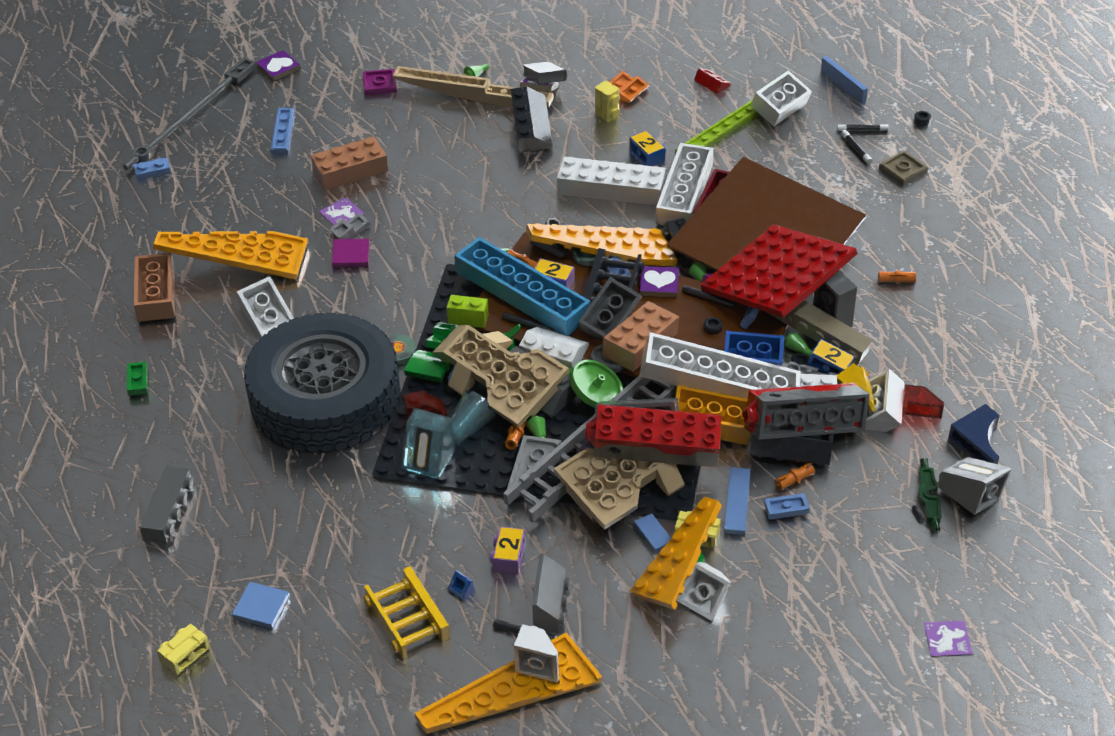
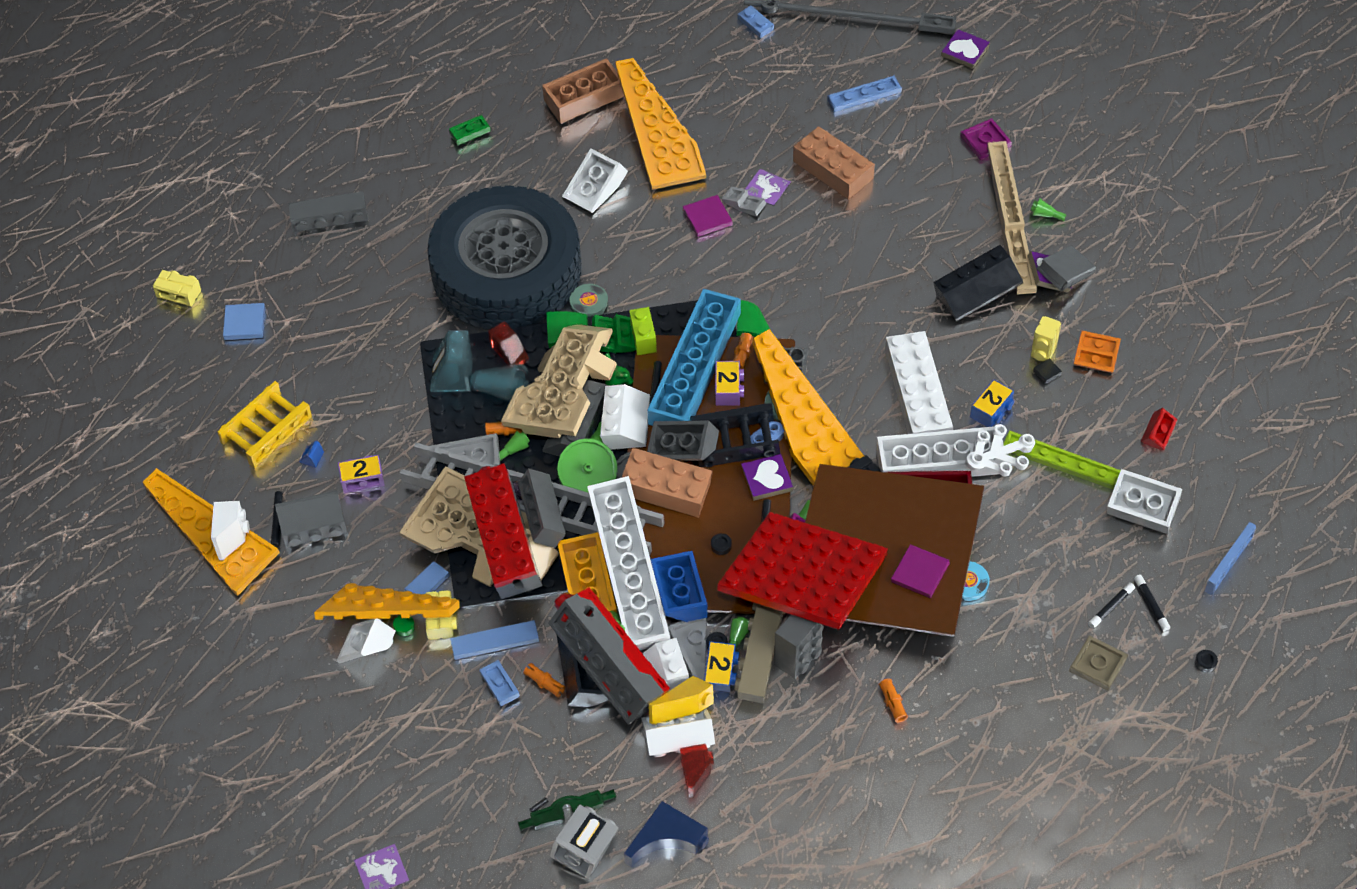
camera: 70 degrees right, 10 degrees up
(629, 116) = (1047, 371): none -> black tile
(710, 159) = (978, 460): none -> white plant
(802, 213) = (920, 571): none -> magenta tile

